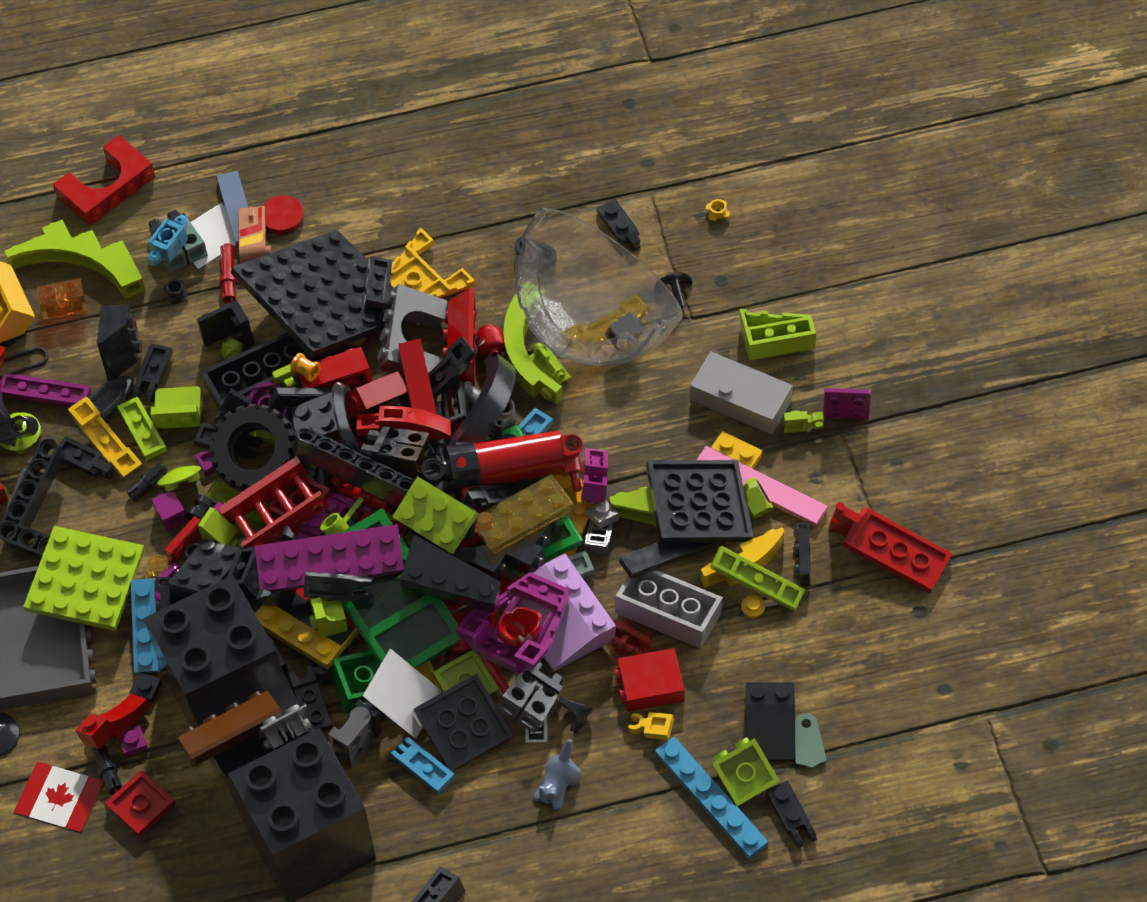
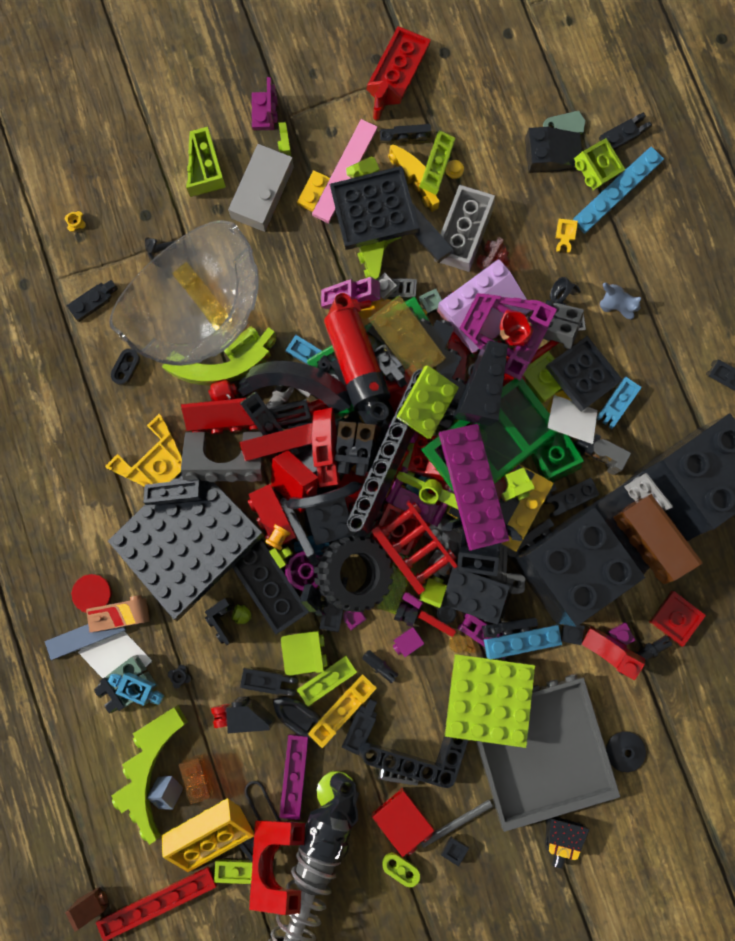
camera: 100 degrees left, 25 degrees up
(54, 270) = (165, 792): none -> sand blue panel
(58, 796) = (673, 687): sticker -> none
(93, 203) = (87, 769): red arch -> none
(178, 475) = (377, 637): lime dish -> none
(227, 280) = (166, 630): red pin -> none
(336, 586) = (501, 475): black hinge -> none
(626, 323) = (212, 279): dark grey brick -> none
(650, 680) = (528, 238): red brick -> none

